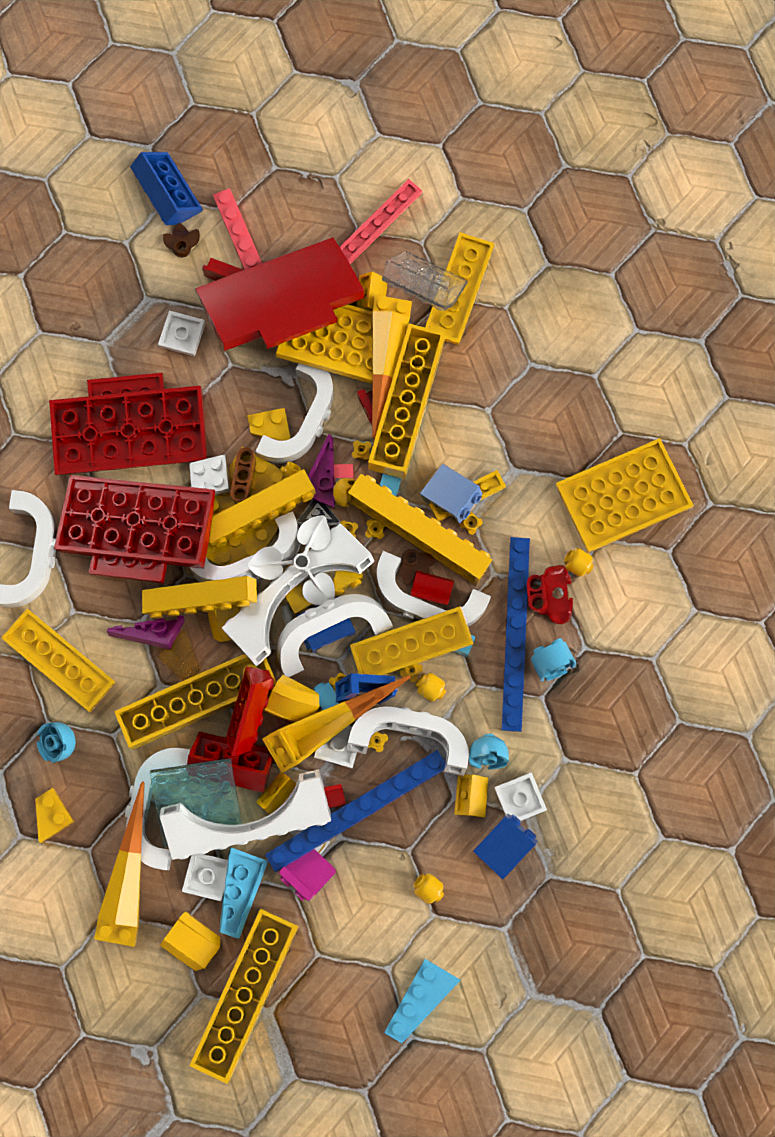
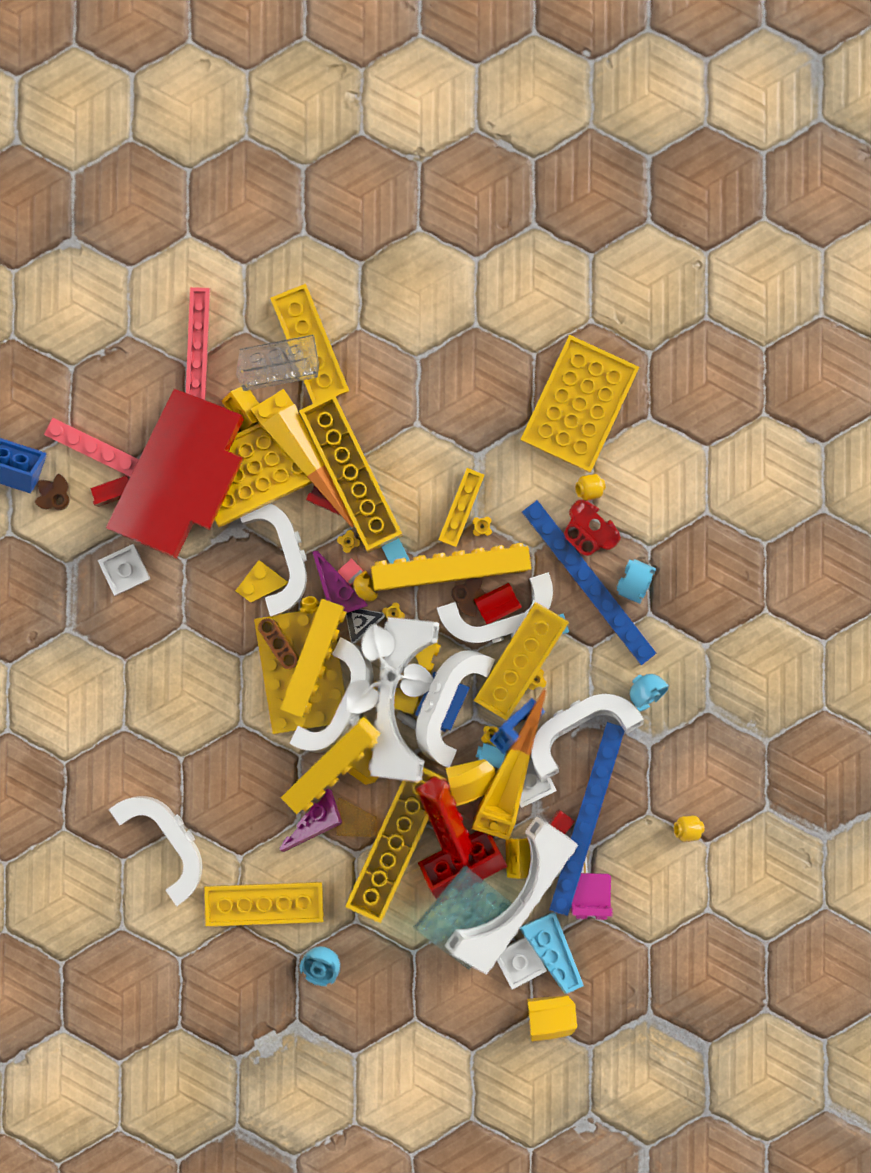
camera: 45 degrees left, 10 degrees up
(51, 815) = (364, 1020): yellow wing -> none
(120, 907) = (477, 1039): yellow plate -> none
(128, 425) = (150, 679): red slope -> none
(135, 526) = (230, 754): red slope -> none
(170, 757) = (453, 984): white arch -> none
(211, 474) = (251, 665): white plate -> none
(244, 996) = (624, 1021): yellow brick -> none
(374, 524) = (413, 599): yellow plate -> none
(379, 745) = (559, 749): yellow plate -> none
(421, 998) = (749, 904): medium azure wing -> none
(430, 687) = (561, 679): yellow head -> none
(451, 493) = (449, 517): medium blue panel -> none
(471, 795) = (661, 733): yellow panel -> none
(506, 845) = (719, 749): blue panel -> none
(521, 797) = (698, 704): white plate -> none

